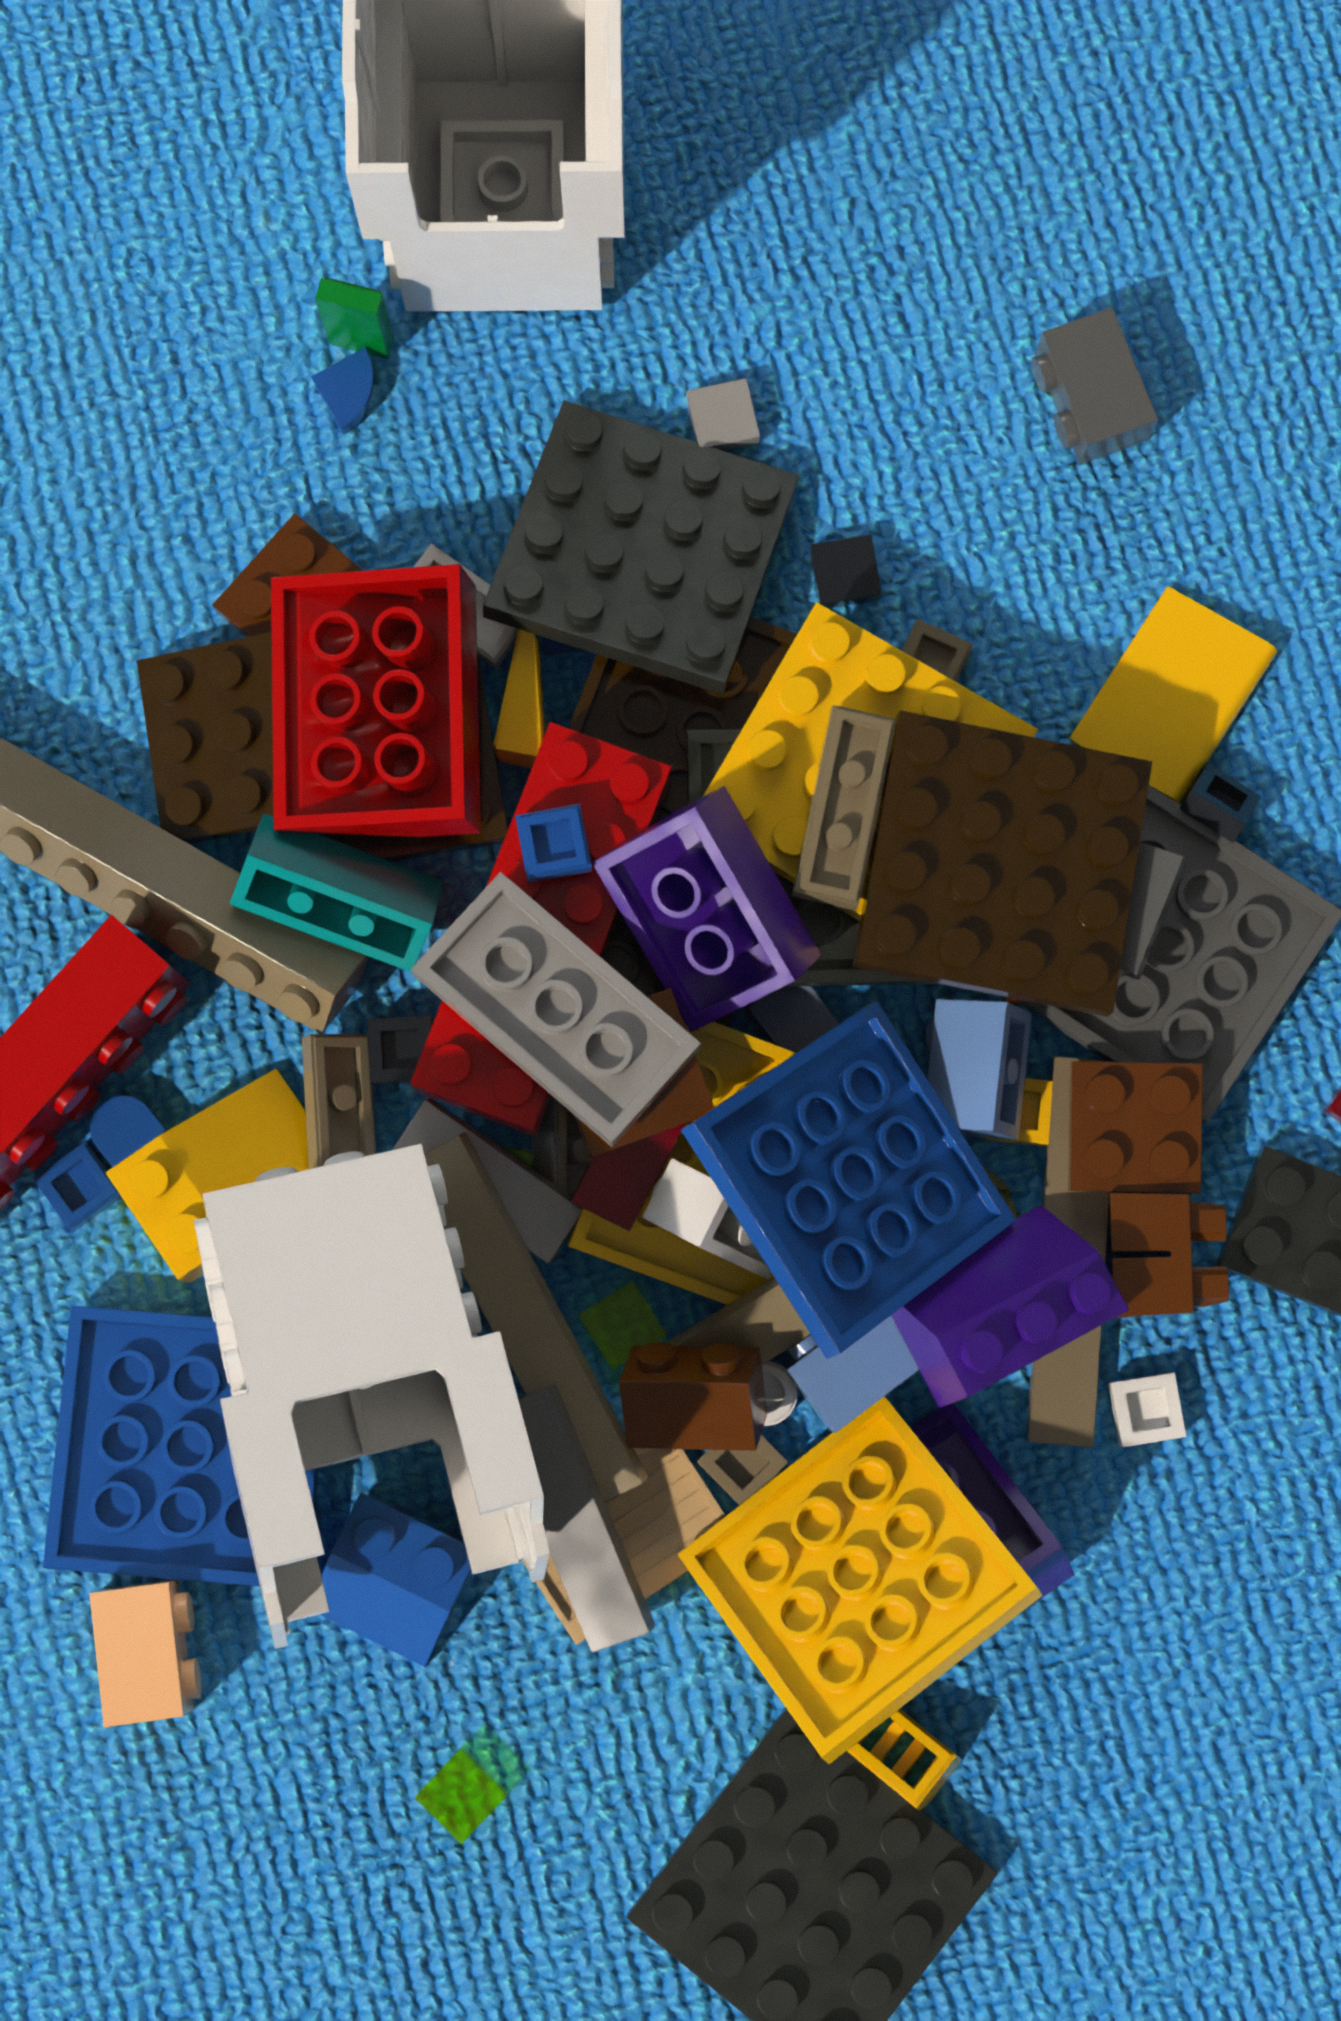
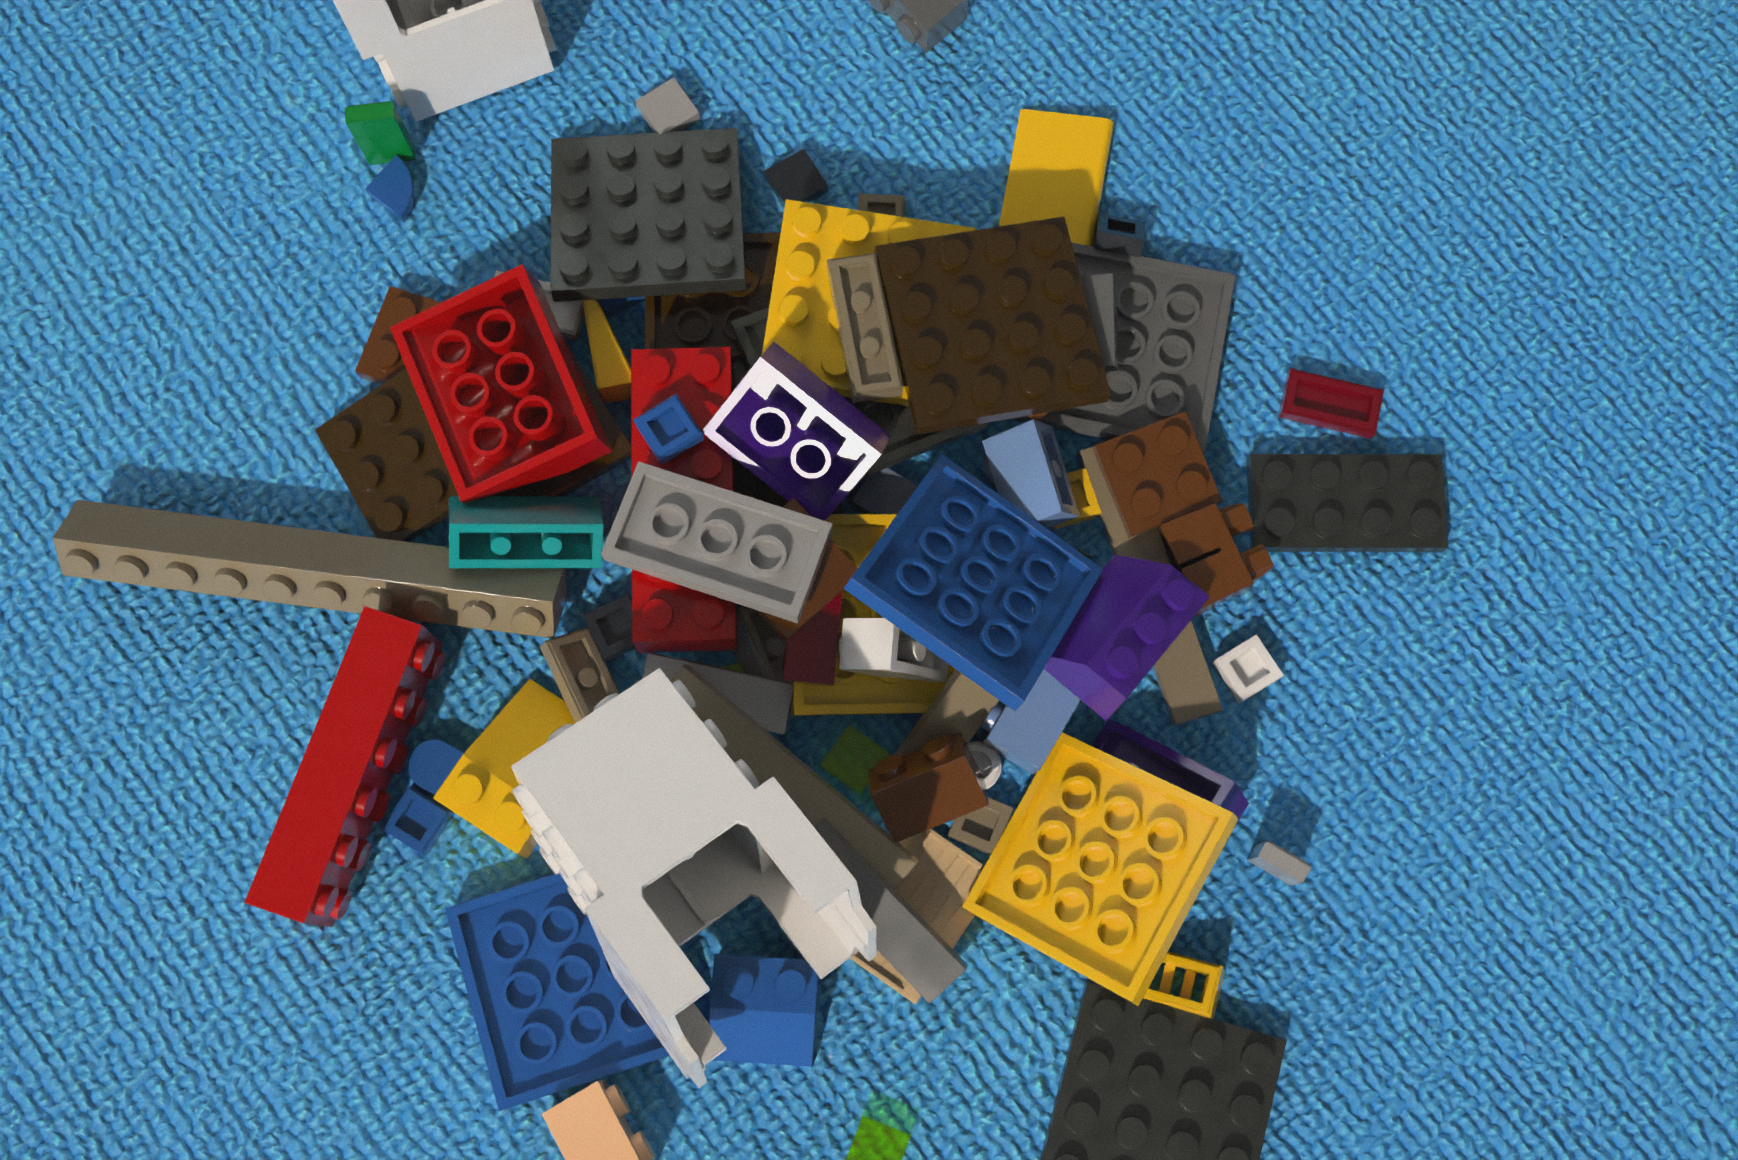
camera: 25 degrees left, 5 degrees down
(1080, 1660) = (1279, 863): none -> light grey tile

